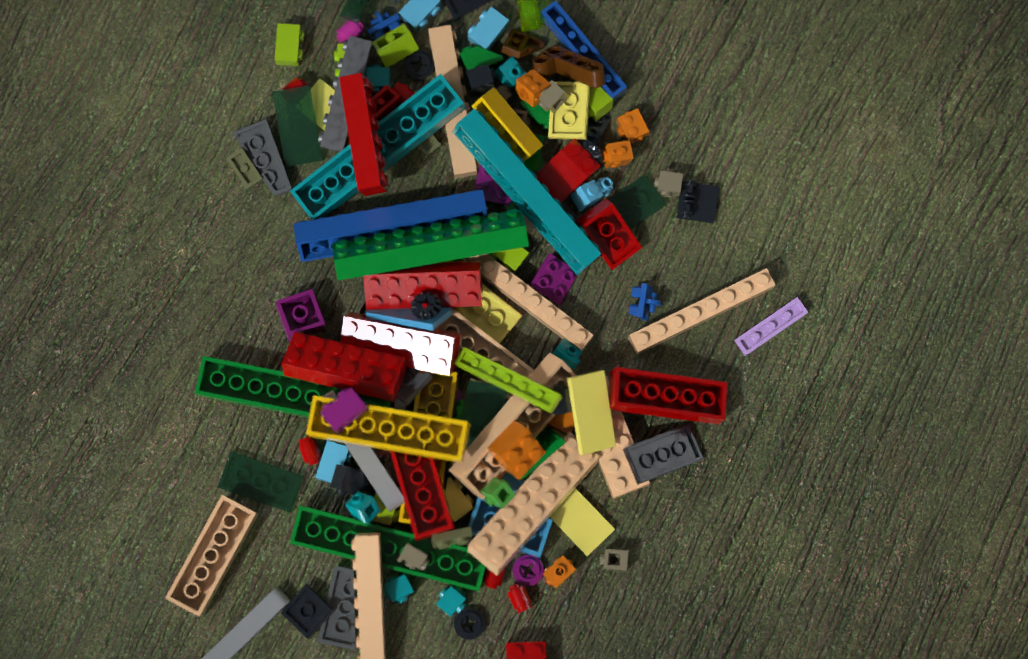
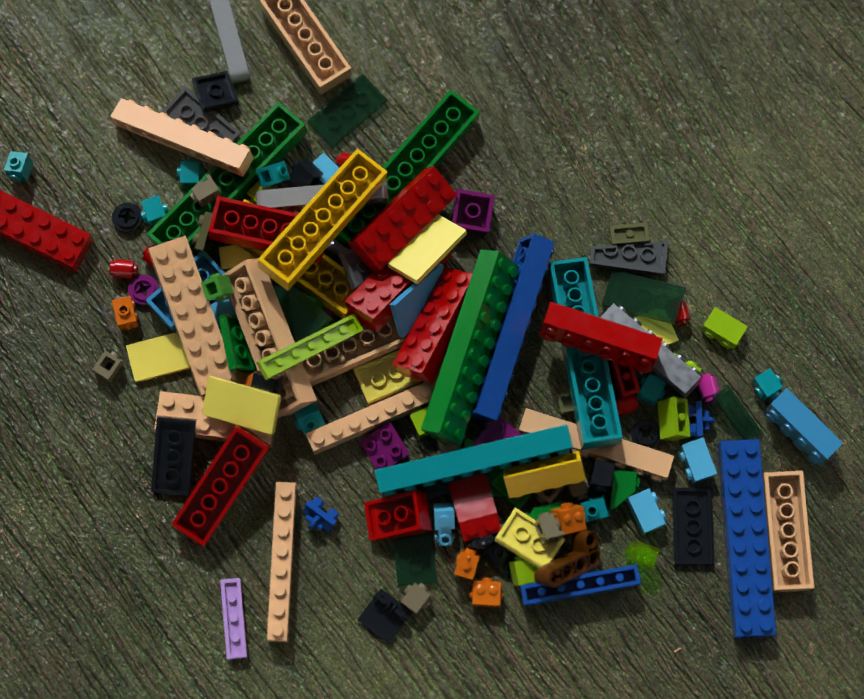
camera: 115 degrees right, 5 degrees down
(343, 410) = (358, 186): magenta brick -> none
(361, 328) = (427, 249): none -> light yellow tile
(431, 310) = (408, 312): black gear -> none
(516, 450) = (244, 321): orange brick -> none
(522, 44) = (616, 533): reddish brown wing -> none

